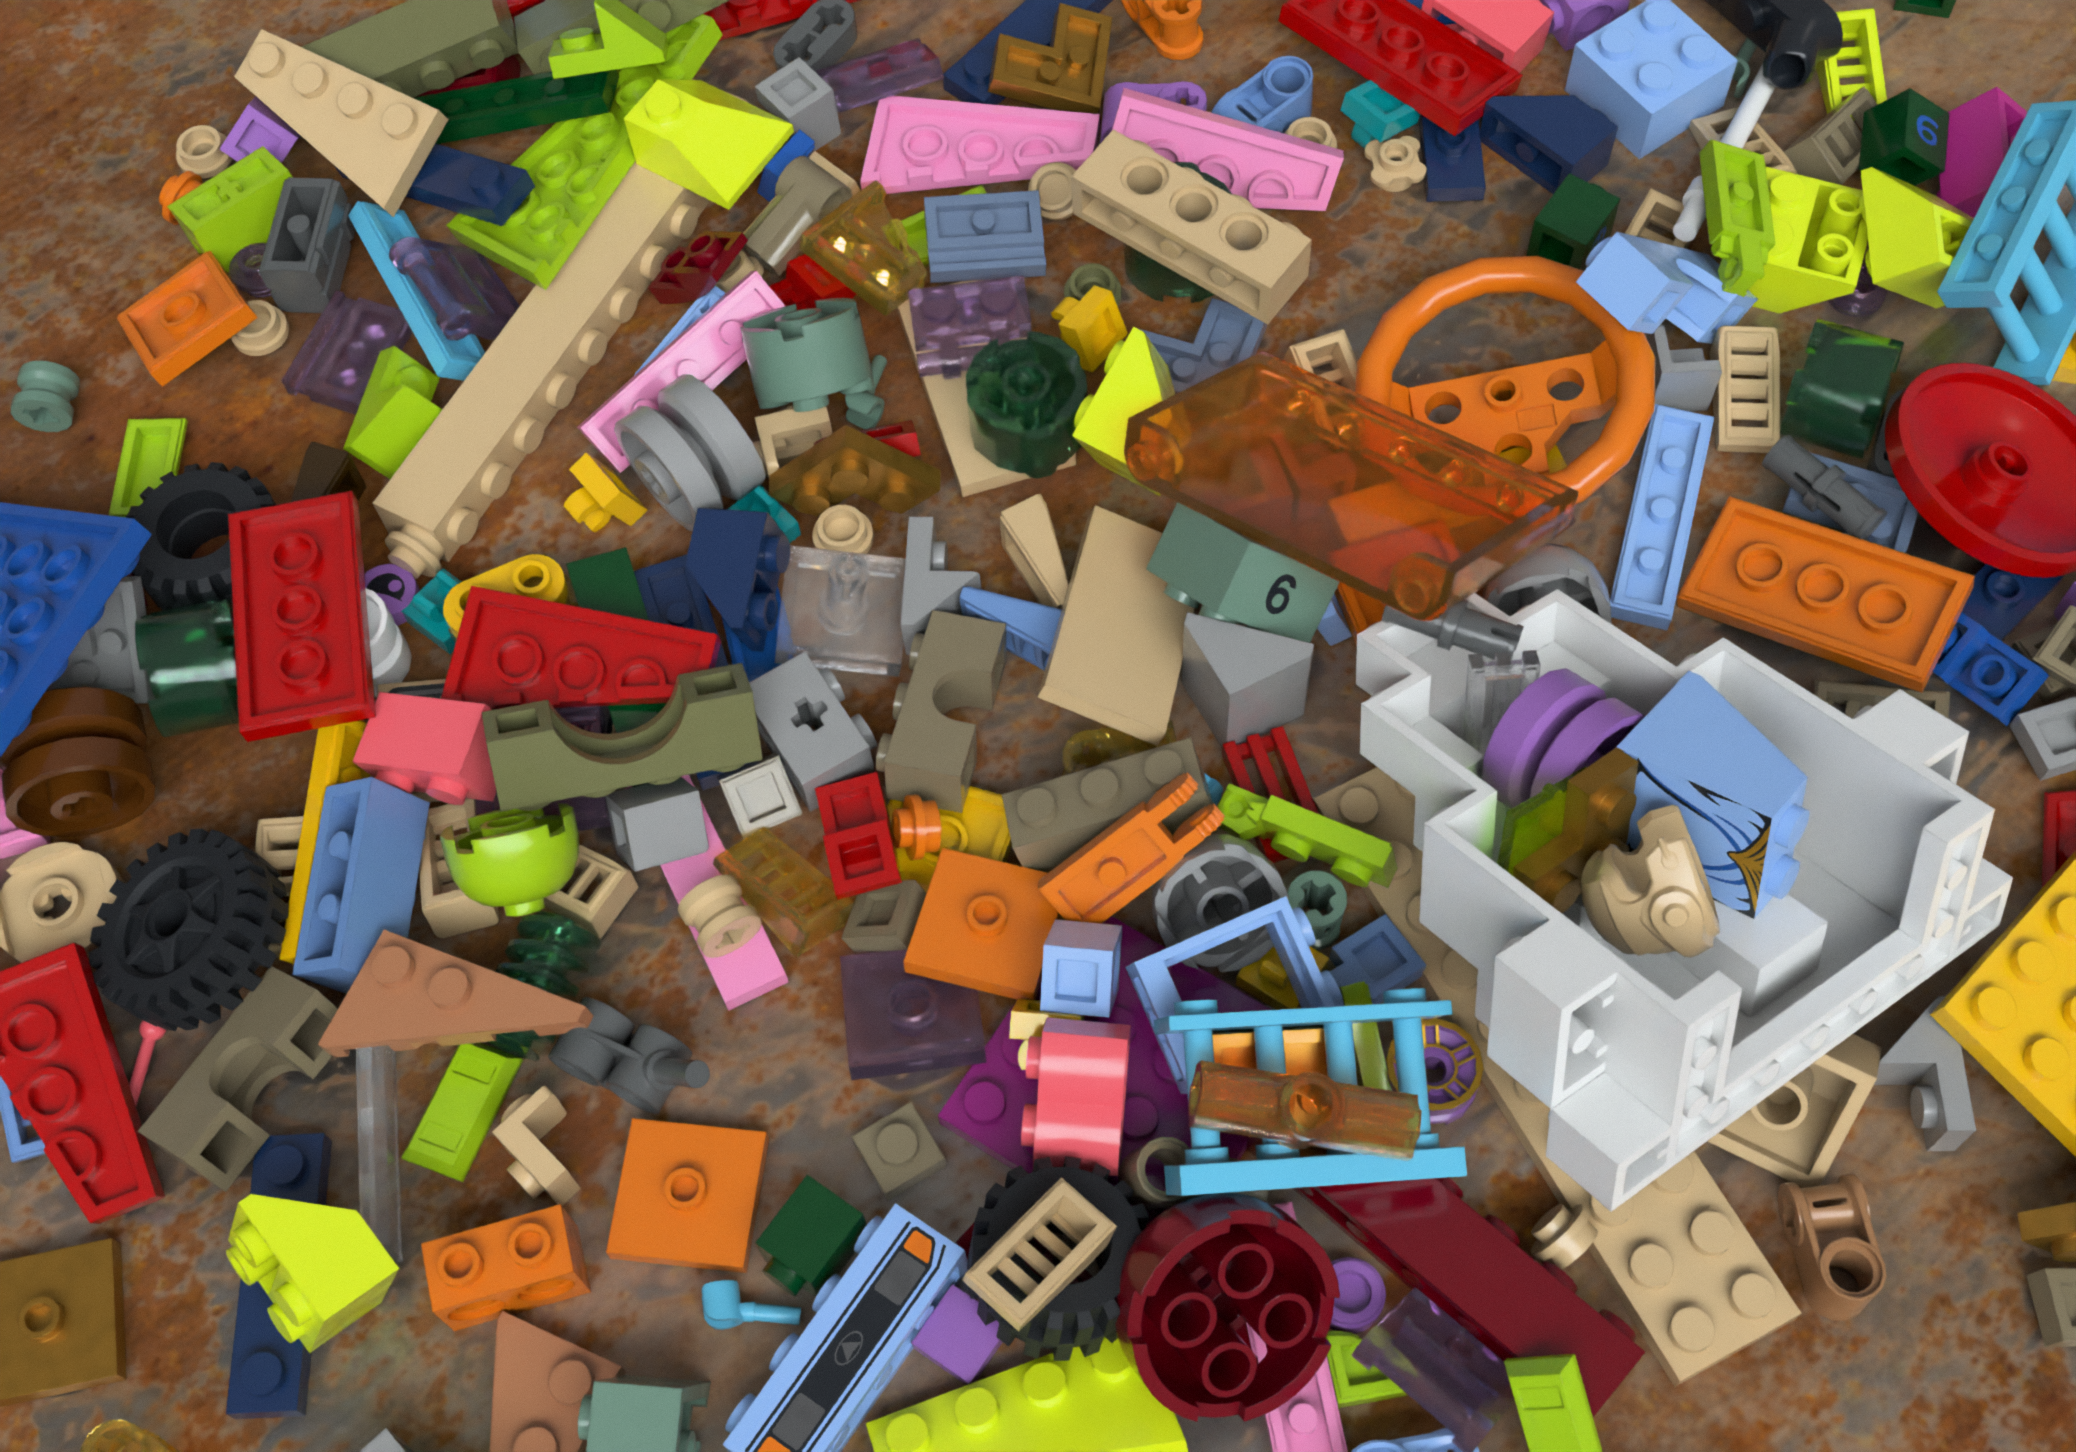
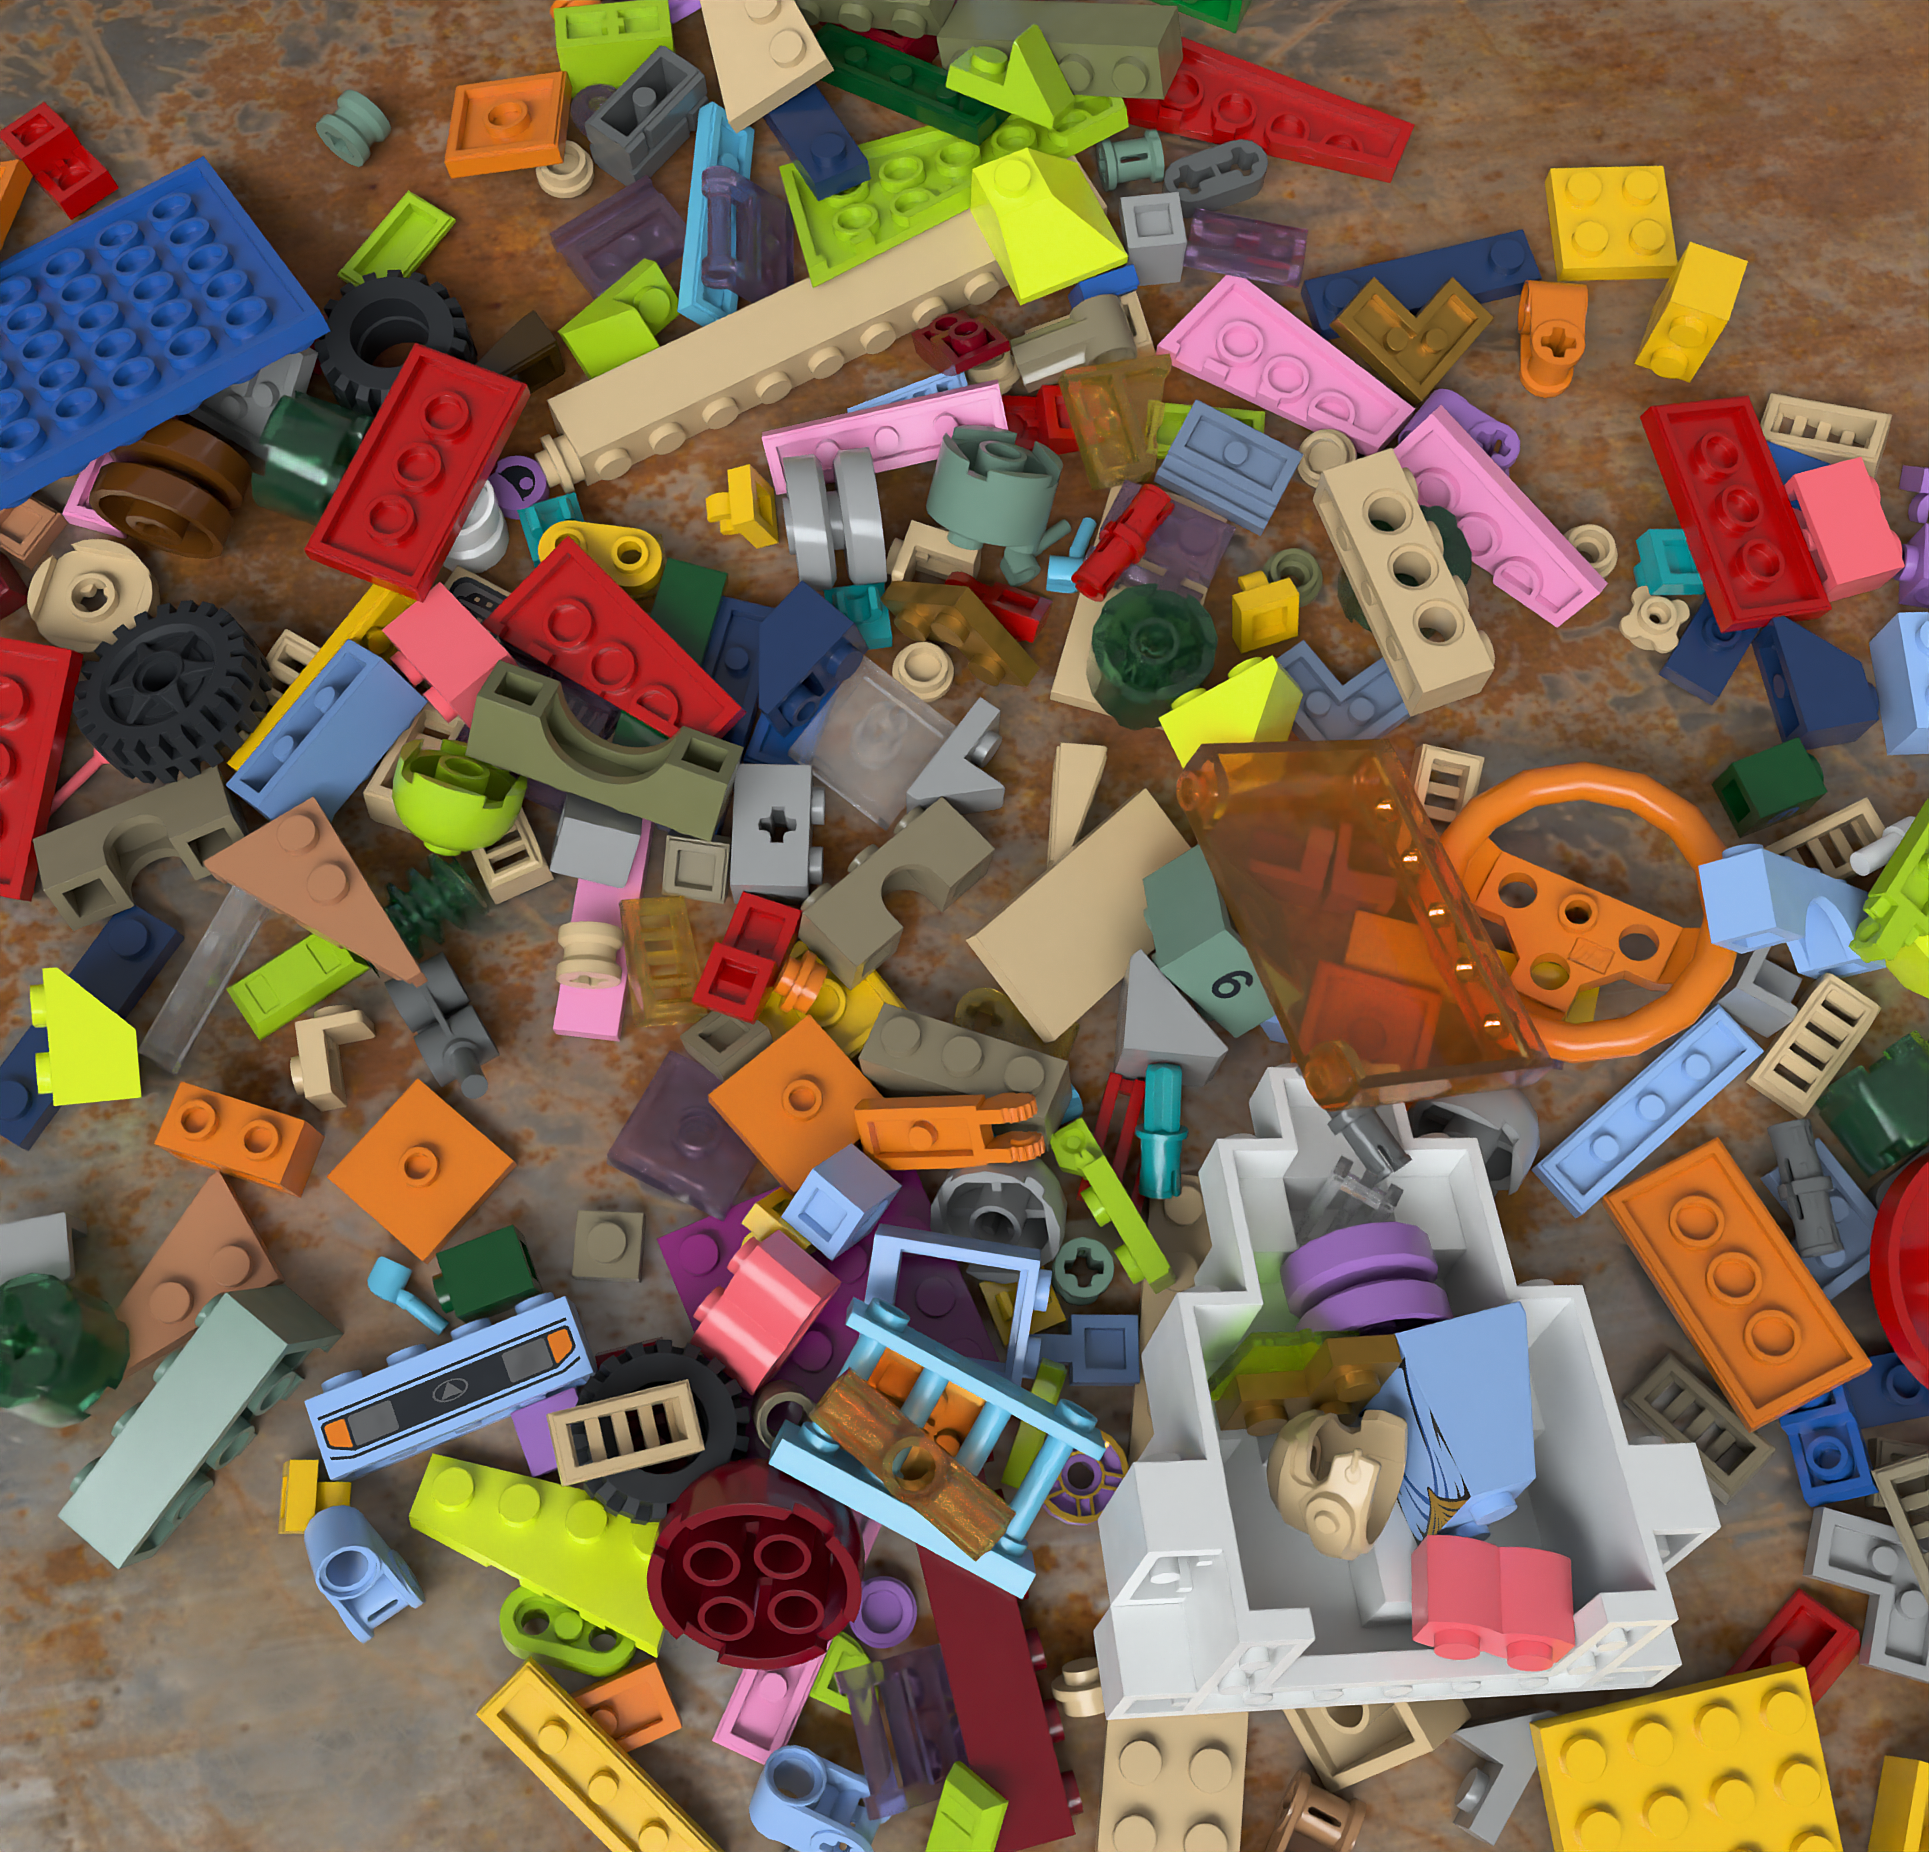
camera: 25 degrees right, 10 degrees up
(739, 62) = (1145, 148): none -> sand green bush
(905, 392) = (1062, 567): none -> medium azure hand
(943, 331) = (1123, 542): none -> red pin
(1028, 624) = (1014, 856): medium blue slope -> none
(1272, 96) = (1565, 491): medium blue piece -> none
(1302, 753) = (1161, 1133): none -> teal axle
(1840, 908) = (1492, 1601): none -> coral brick

